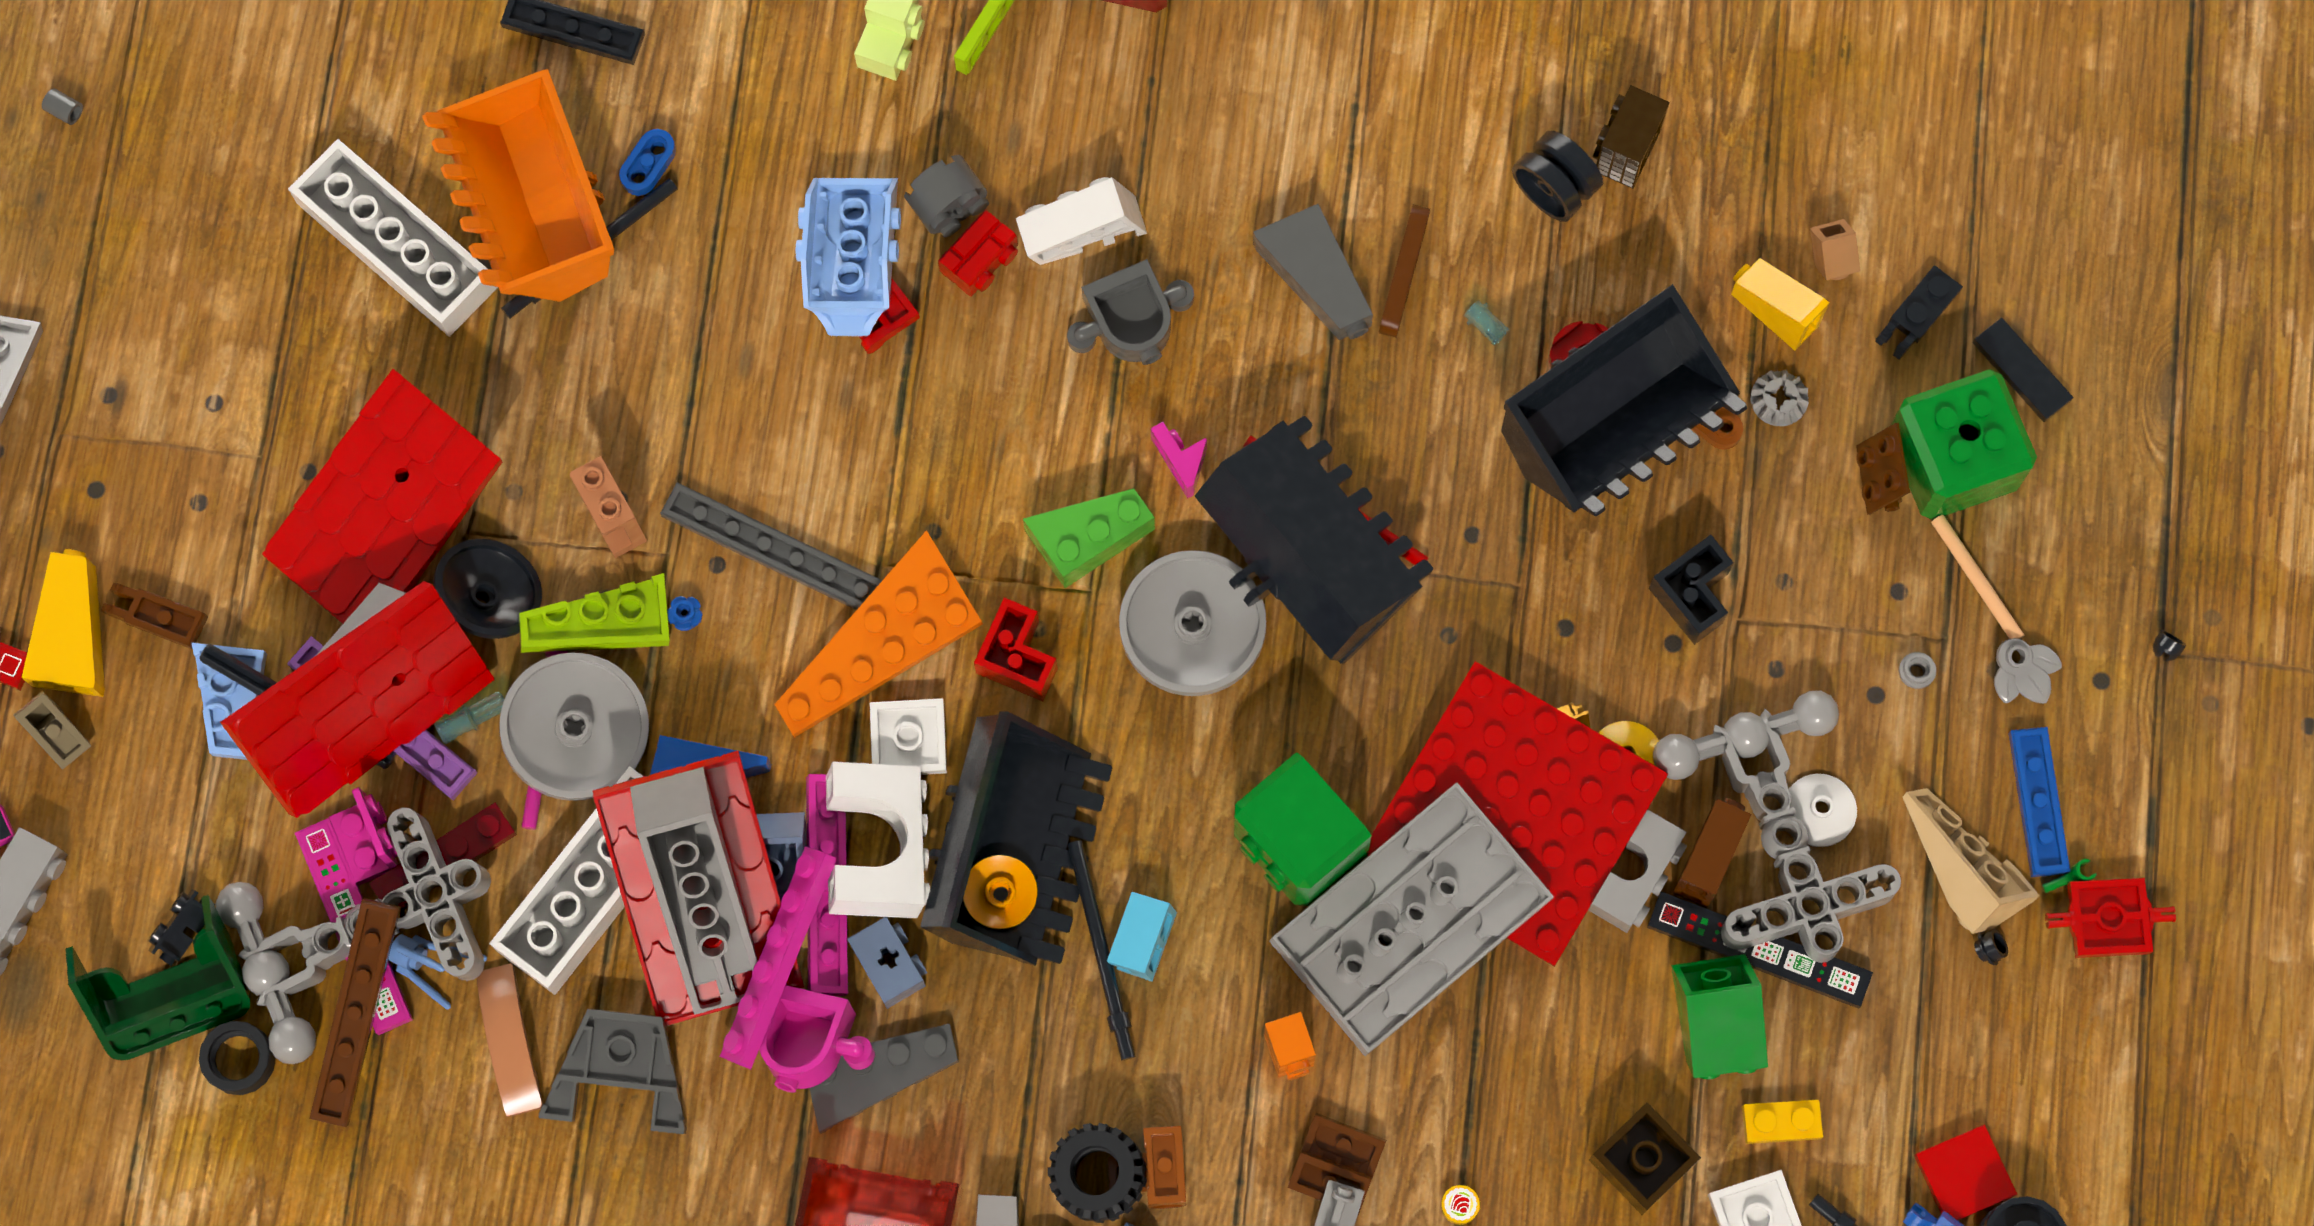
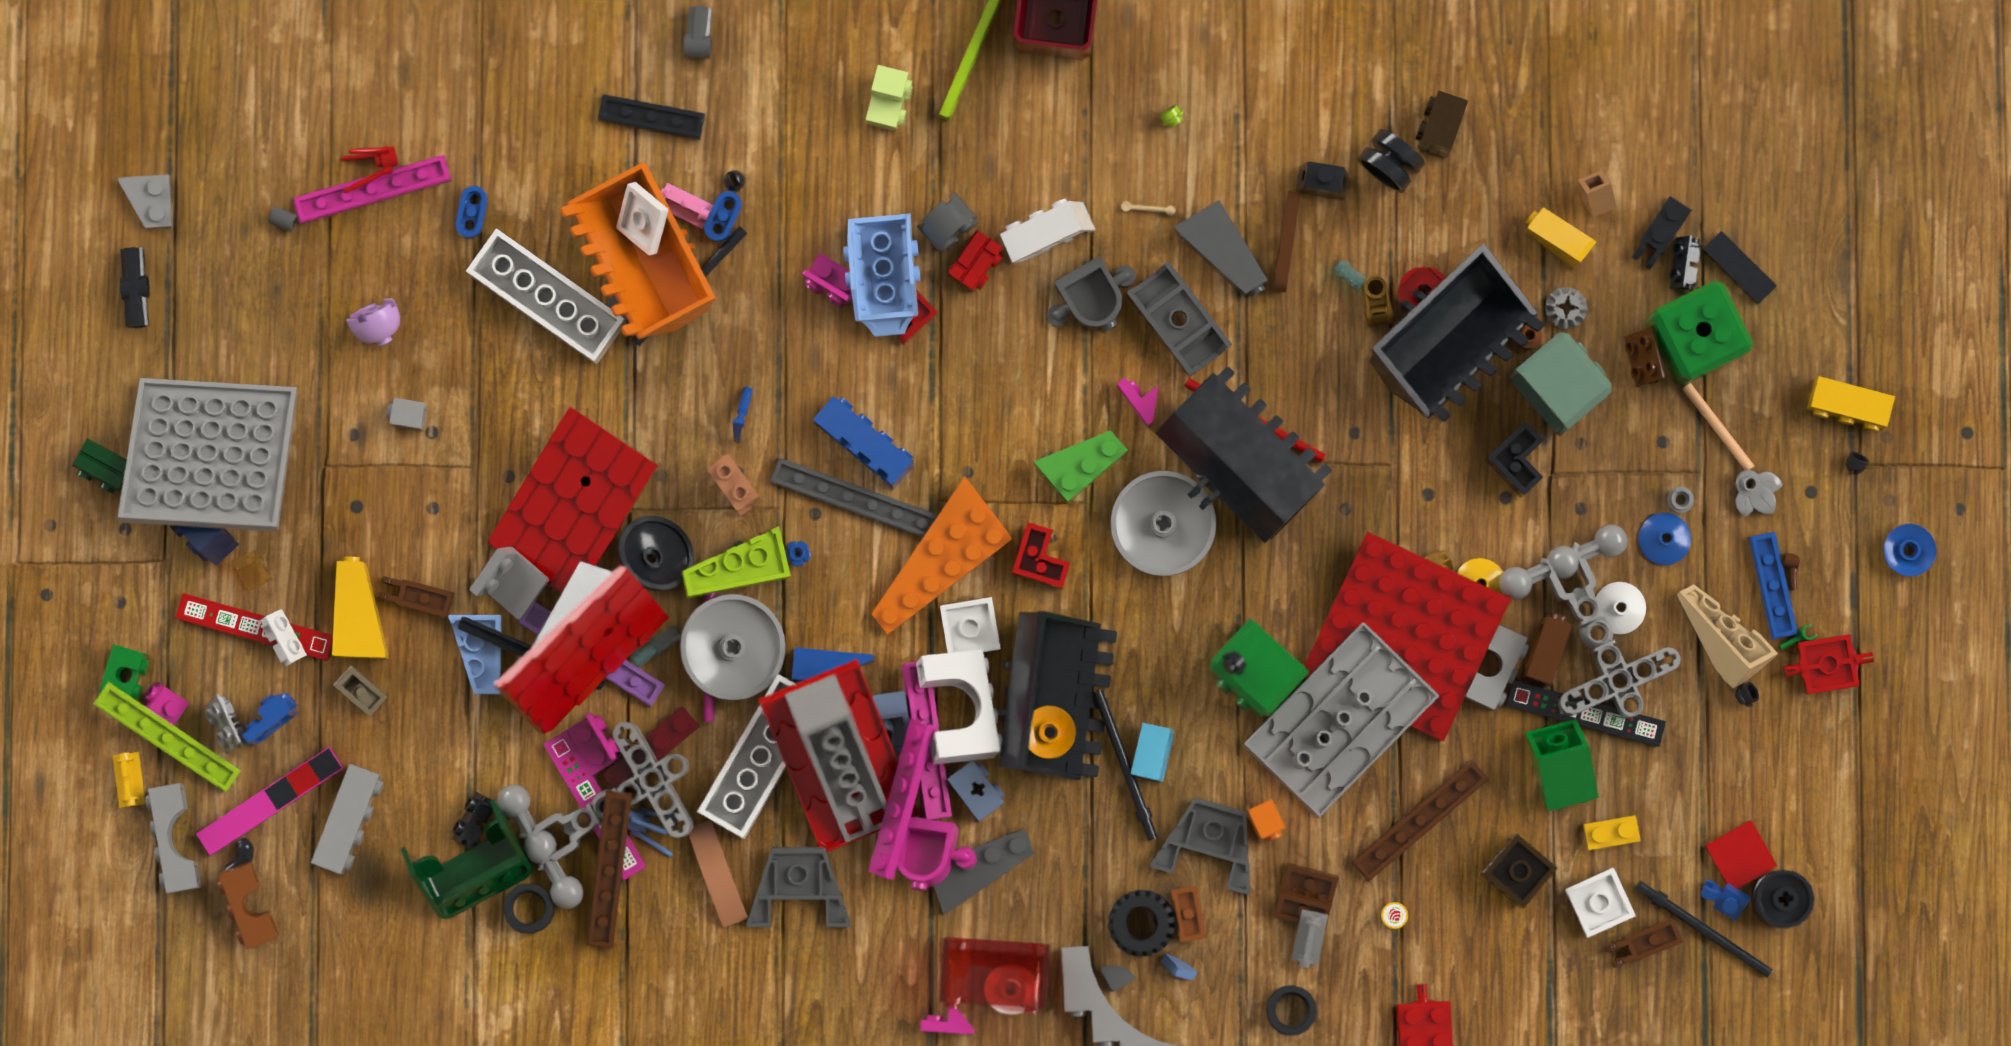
camera: 10 degrees left, 10 degrees up
(160, 248) = (375, 322): none -> lavender cylinder
(183, 372) = (407, 414): none -> light grey brick
(187, 82) = (400, 182): none -> dark pink tile
(208, 40) = (383, 156): none -> red plant
(281, 604) = (510, 581): none -> light grey bracket
(311, 124) = (470, 212): none -> blue plate
(533, 142) = (642, 218): none -> white plate
(599, 143) = (686, 205): none -> bright pink hinge
(626, 426) = (742, 410): none -> blue piece
(678, 116) = (739, 177): none -> black hinge
(776, 256) = (830, 279): none -> dark pink bracket
(796, 472) = (864, 442): none -> blue wedge
(1193, 207) = (1169, 210): none -> tan hinge
(1212, 1056) = (1214, 832): none -> dark grey wing
(1263, 388) = (1194, 342): none -> dark grey piece
(1265, 807) = (1234, 663): none -> black plate
(1267, 95) = (1171, 116): none -> lime plate
(1462, 194) = (1322, 180): none -> black torso
(1510, 1074) = (1420, 820): none -> reddish brown tile
(1518, 366) = (1377, 303): none -> pearl gold piece
(1764, 487) = (1561, 382): none -> sand green plate
(1878, 734) = (1651, 539): none -> blue dish
(1950, 340) = (1685, 251): none -> black hinge
(2067, 770) = (1792, 561): none -> reddish brown hand
(2165, 564) = (1850, 404): none -> yellow brick
(2250, 762) = (1922, 547): none -> blue dish

